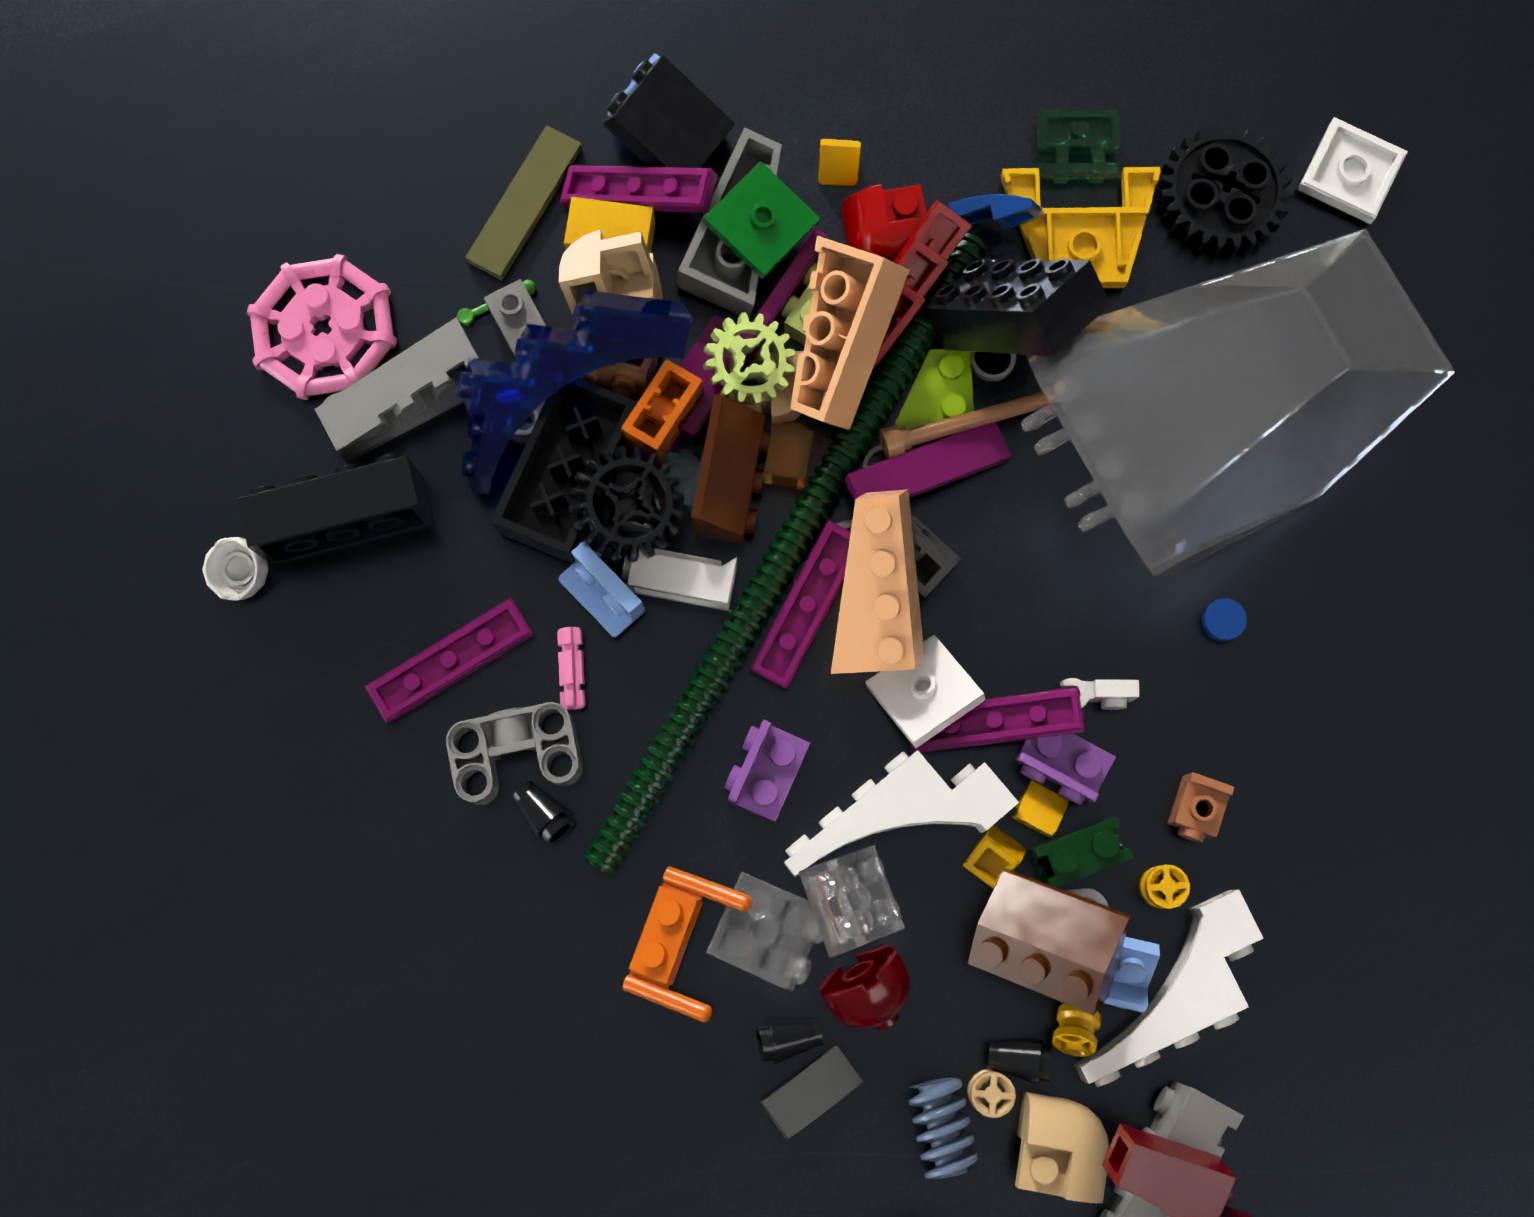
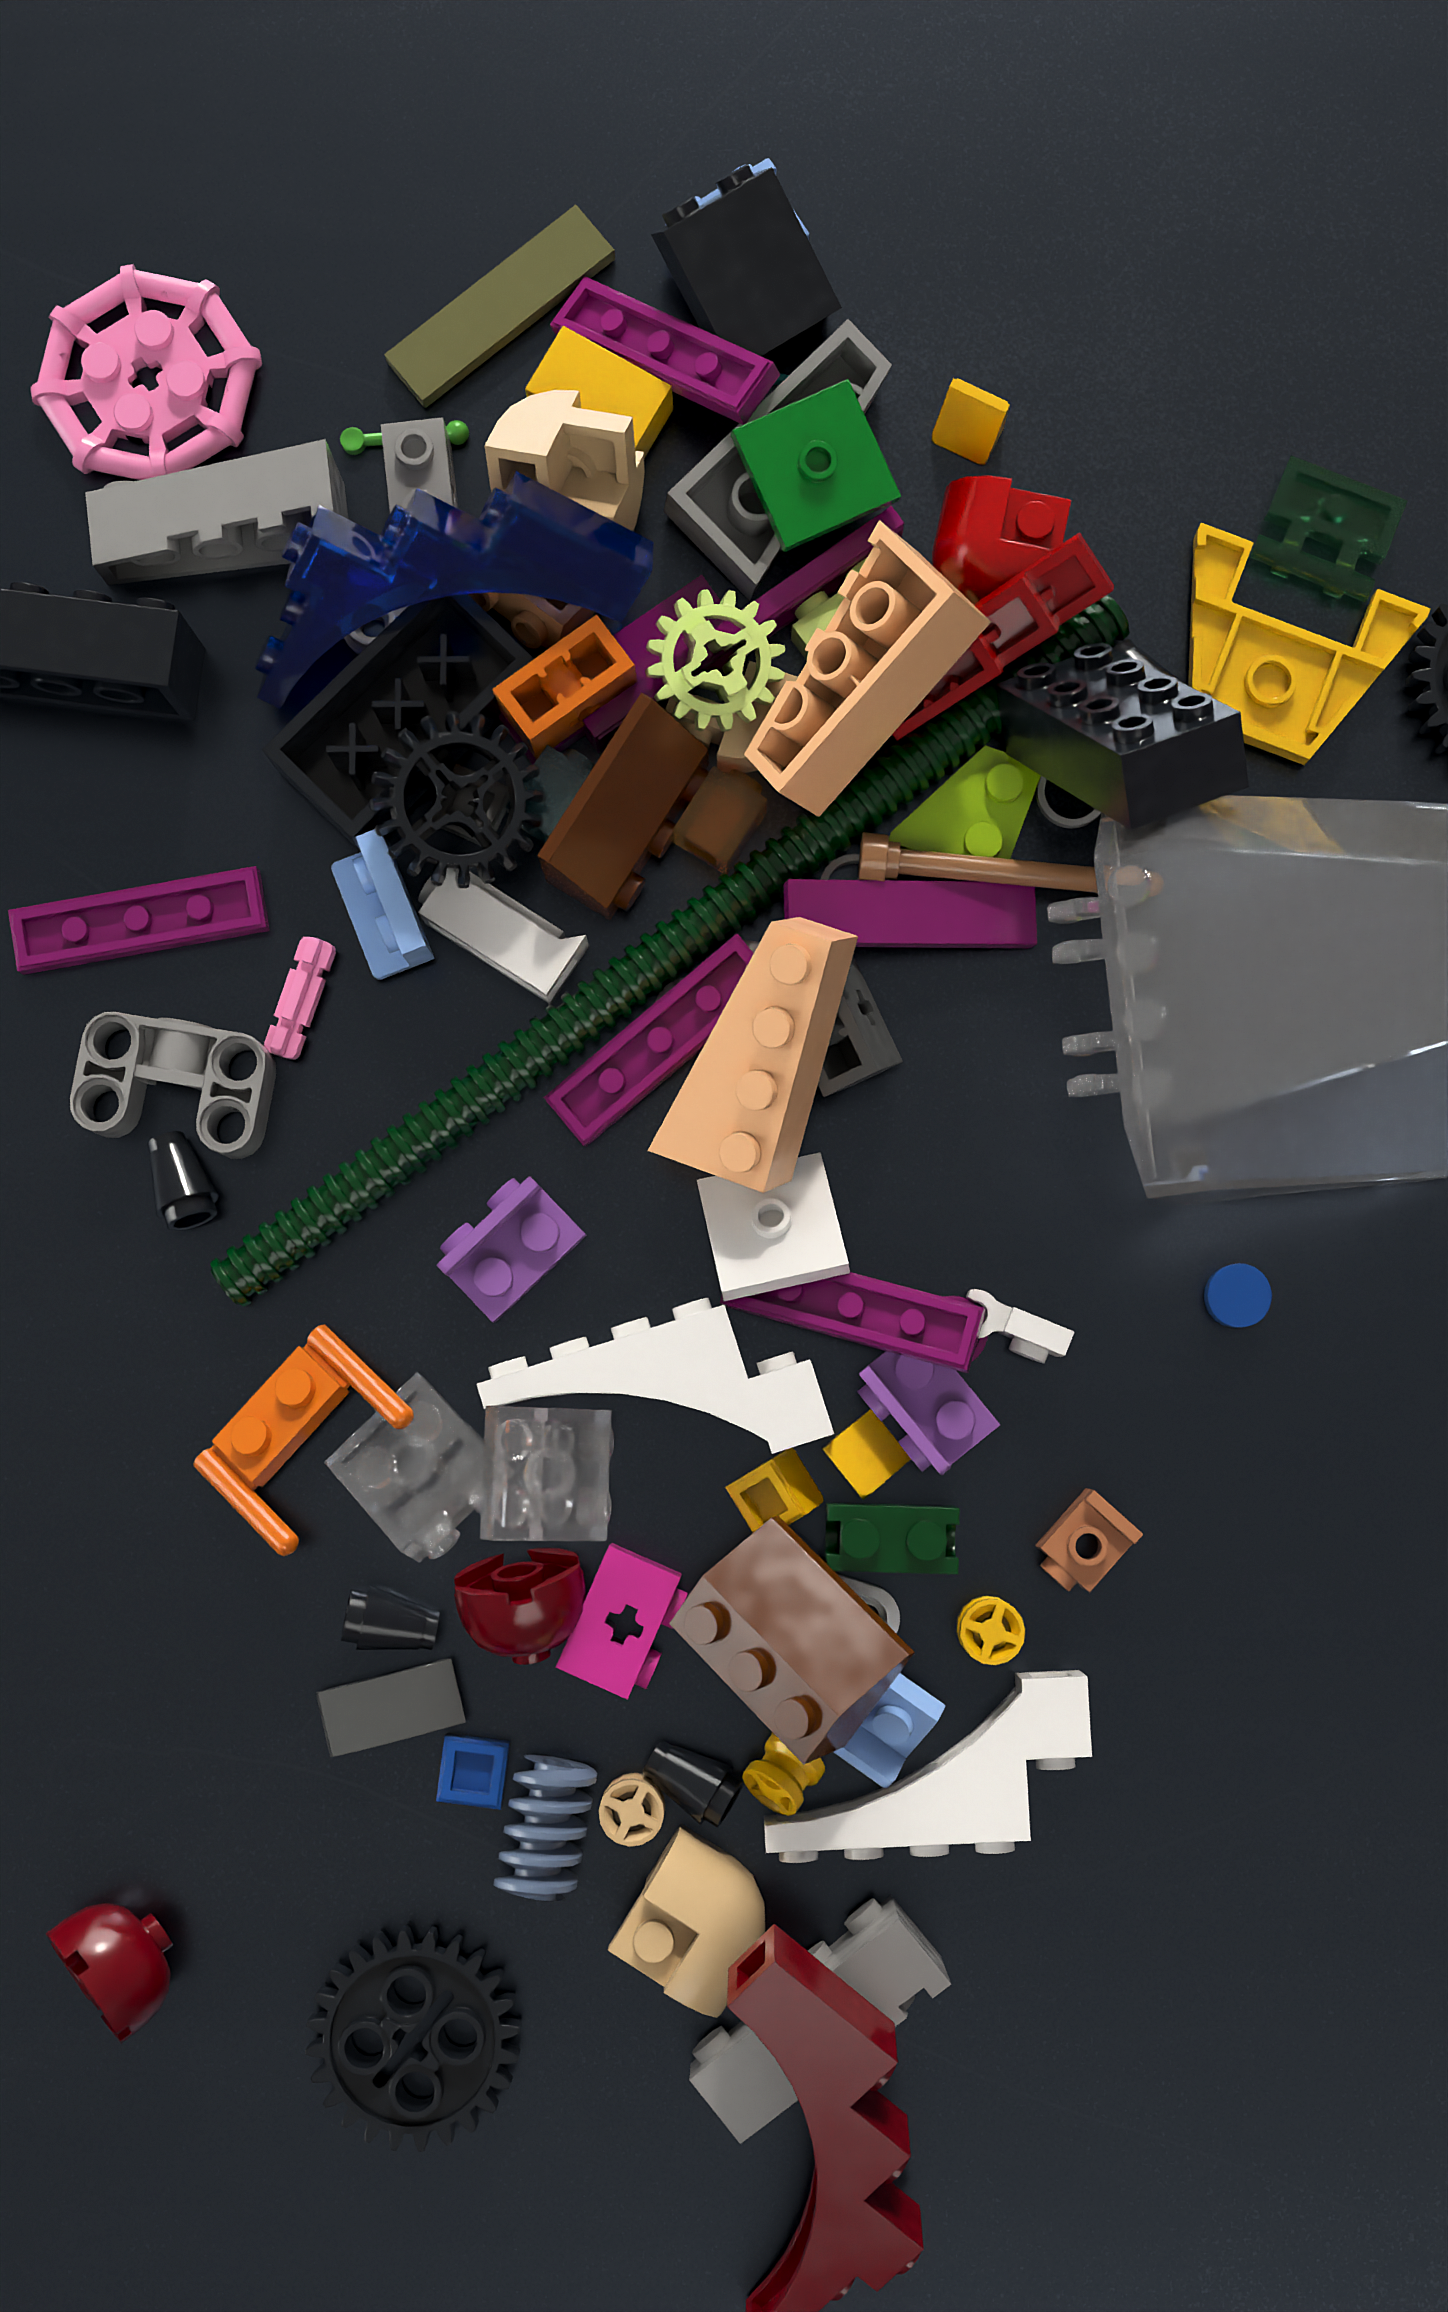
camera: 25 degrees right, 5 degrees up
(880, 1111) = (473, 1771): none -> blue tile
(921, 954) = (593, 1649): none -> dark pink brick
(1003, 208) = (1171, 583): blue slope -> none

